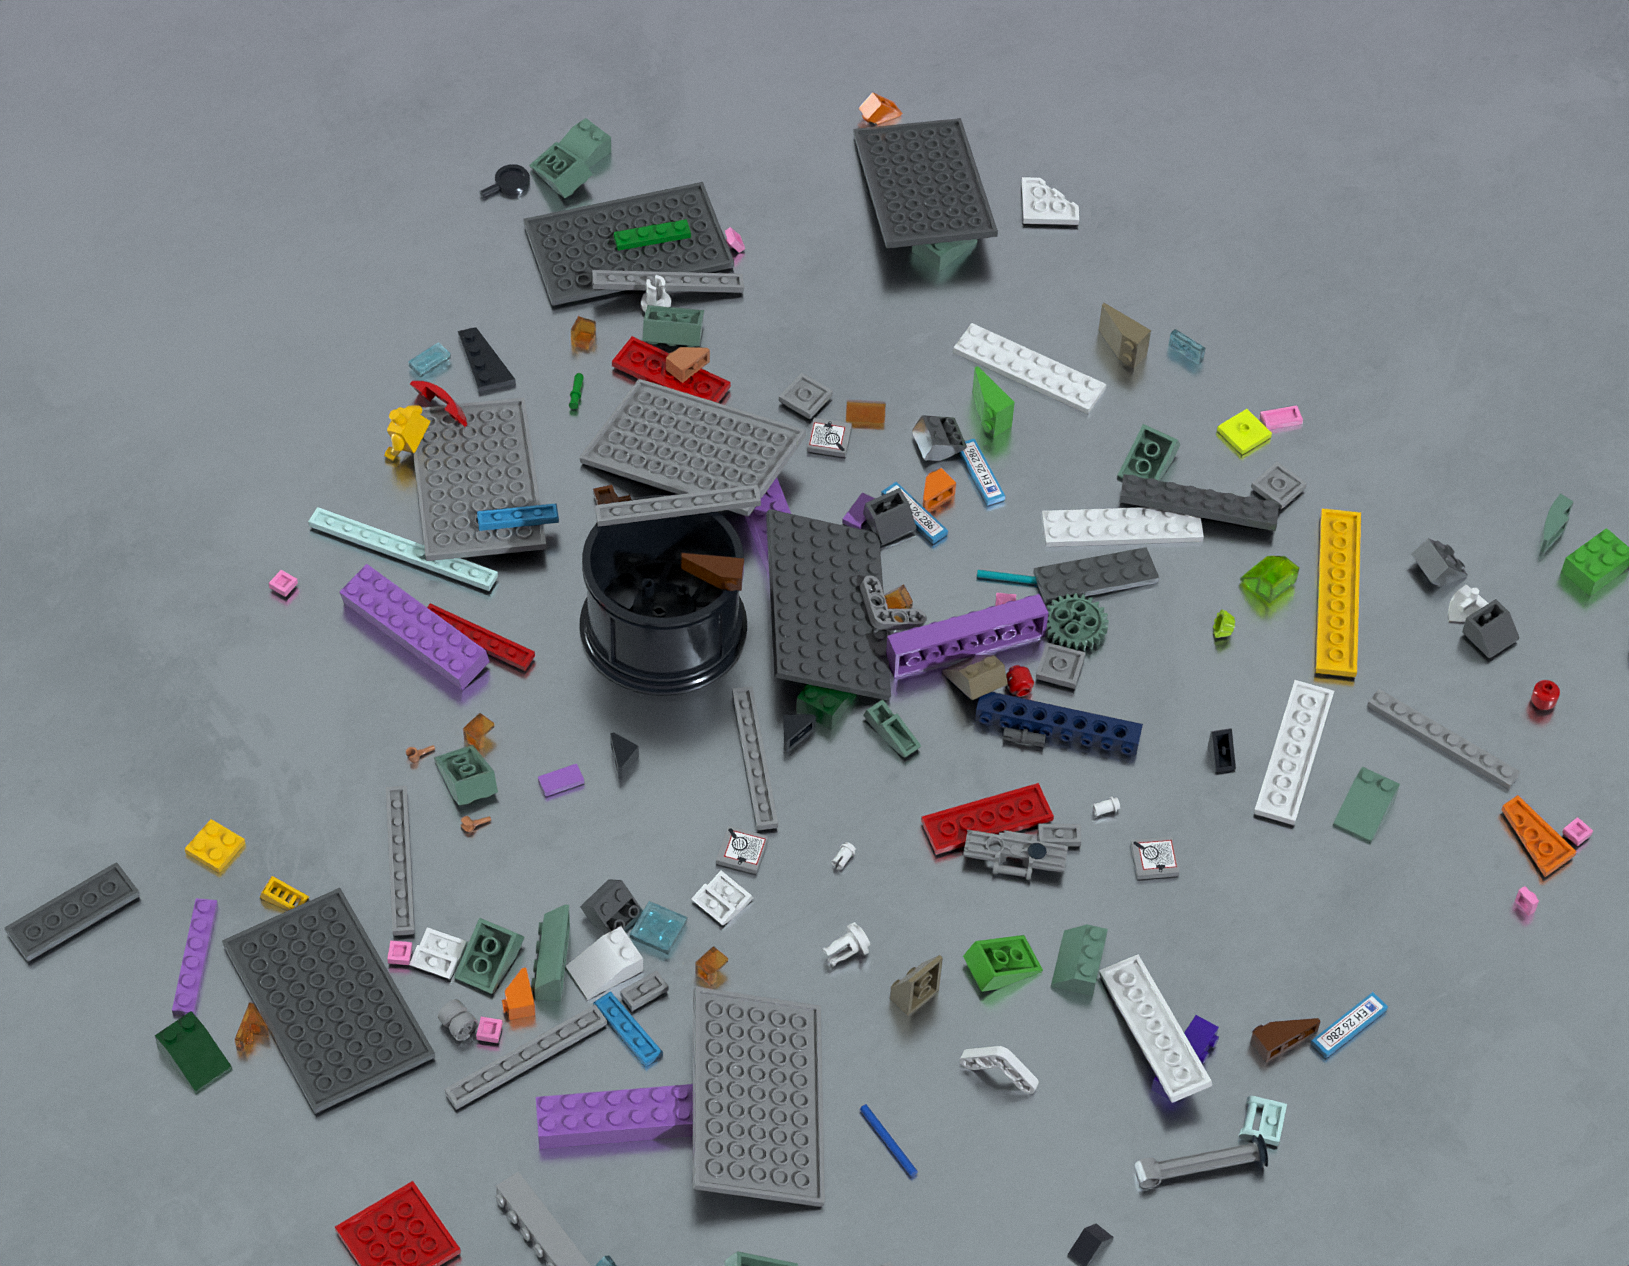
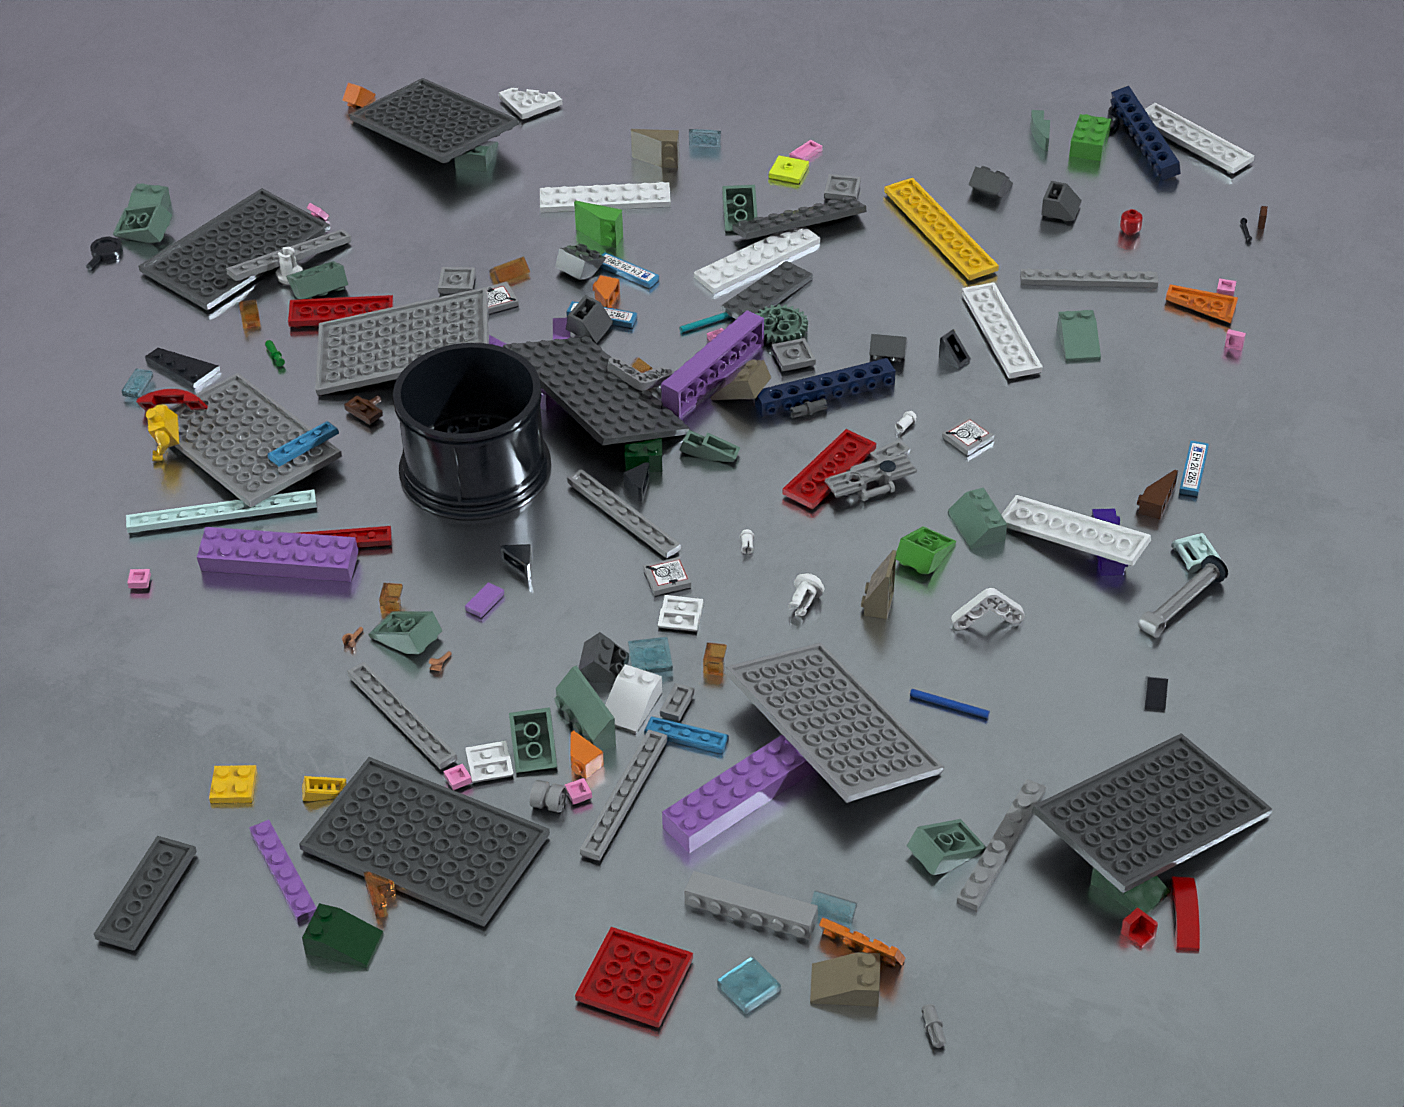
camera: 30 degrees left, 10 degrees down
(652, 234) = (251, 233): green plate -> none
(677, 505) = (448, 350): light grey plate -> none
(687, 361) = (349, 294): nougat slope -> none
(717, 570) = (519, 374): reddish brown slope -> none
(1019, 680) = (777, 373): red head -> none
(1160, 709) = (888, 347): none -> dark grey slope
(1223, 624) = (882, 279): lime piece -> none
(1271, 577) = (888, 237): clear neon green slope -> none
(1464, 603) = (1029, 200): white shield -> none

